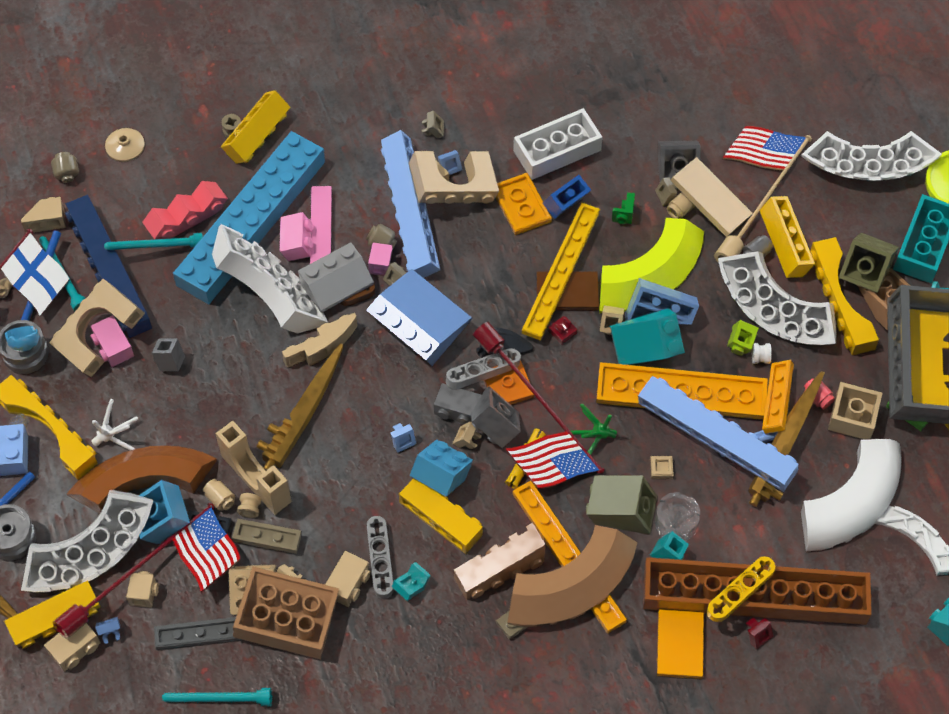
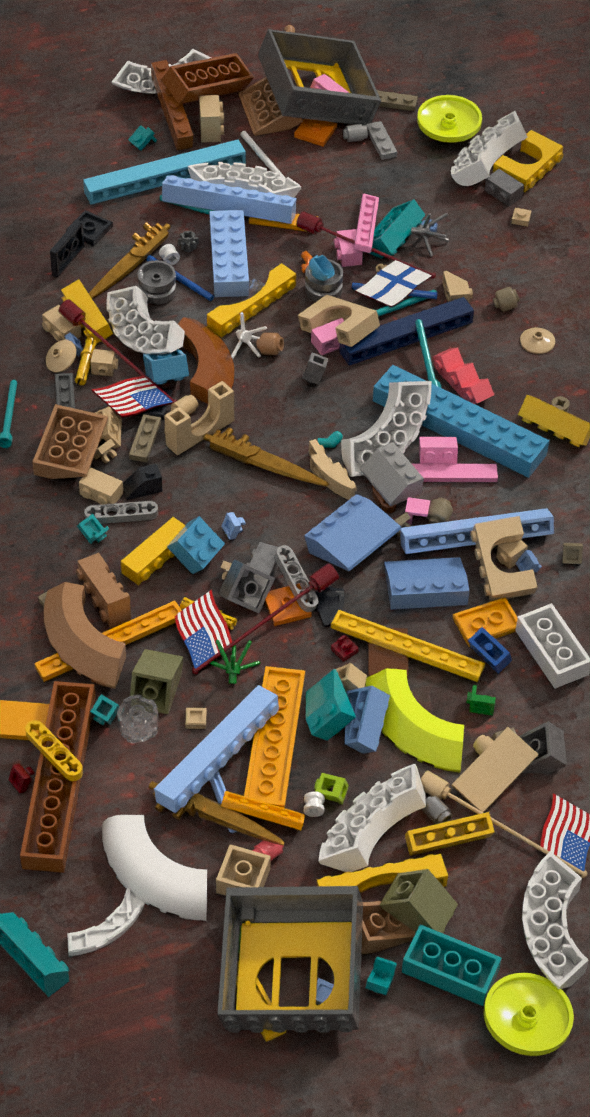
camera: 90 degrees right, 10 degrees down
(123, 404) = (270, 344): none -> medium nougat head
(128, 610) = (85, 362): none -> yellow pin
(128, 628) = (61, 356): none -> tan dish
(275, 343) = (332, 441): none -> teal arm
(338, 532) = (143, 482): none -> black slope
(472, 253) = (426, 583): none -> medium blue slope

